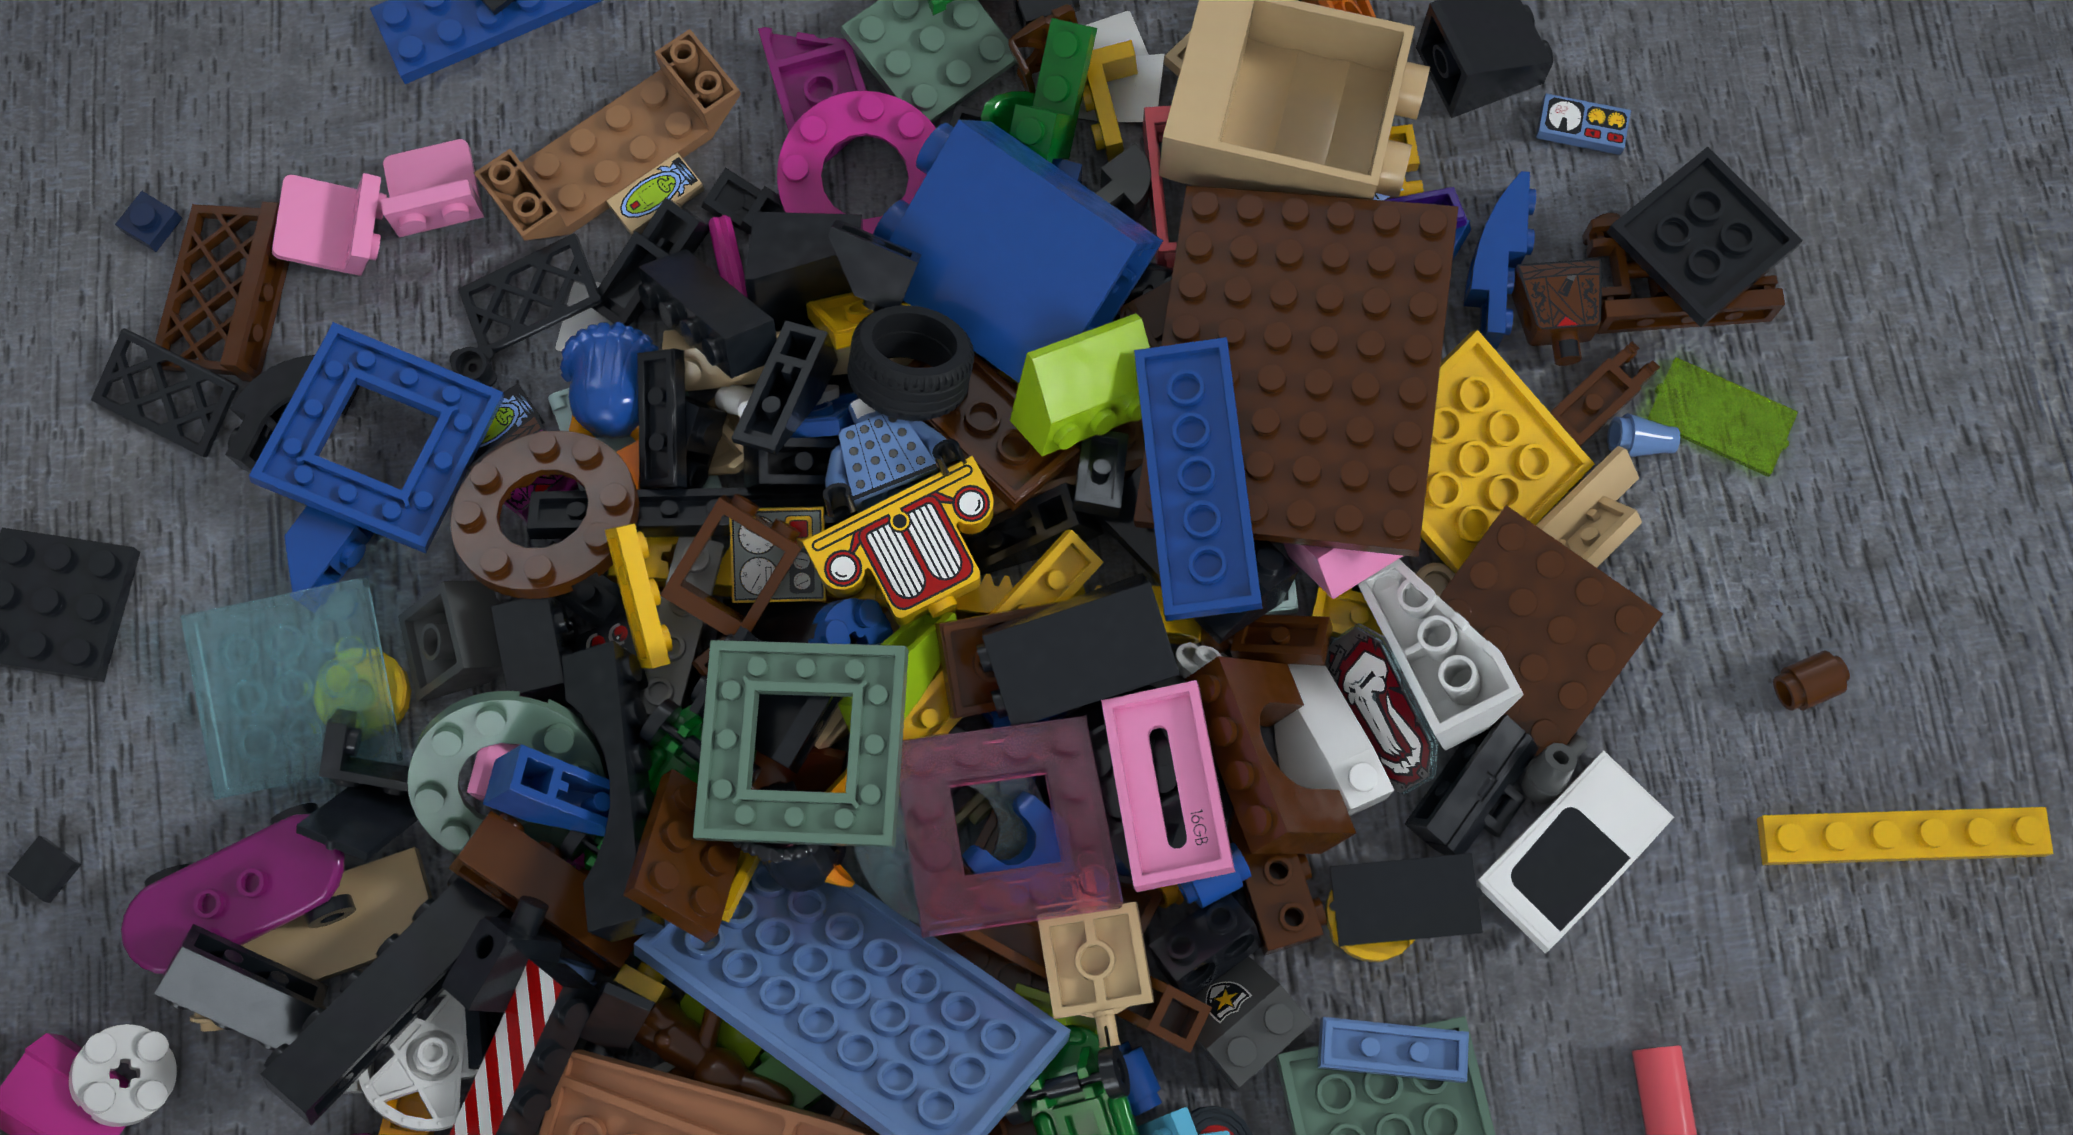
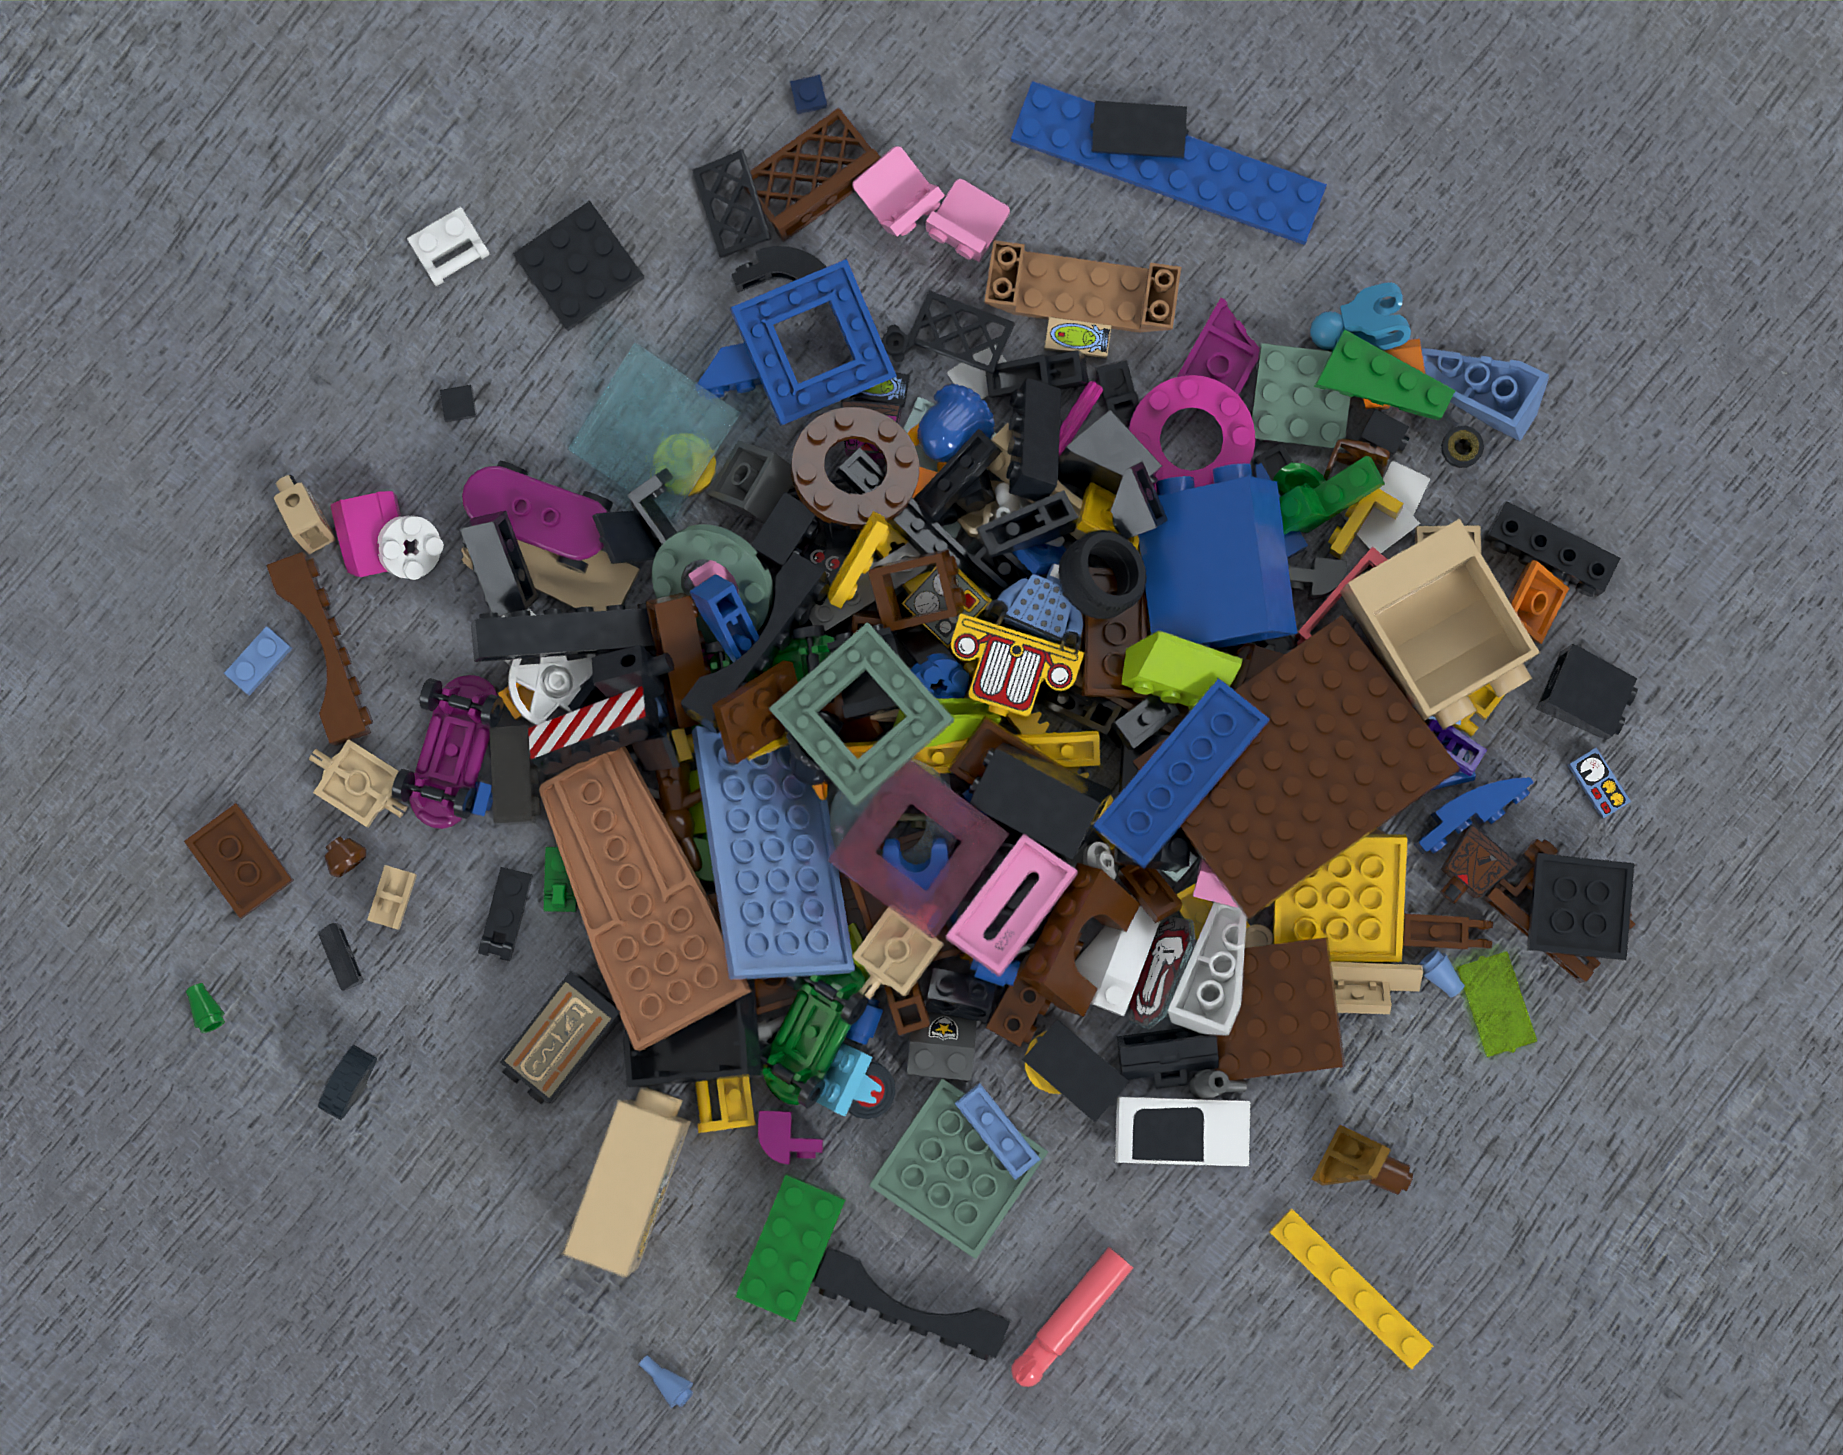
camera: 45 degrees right, 10 degrees up
(1765, 701) = (1350, 1158): none -> pearl gold wing

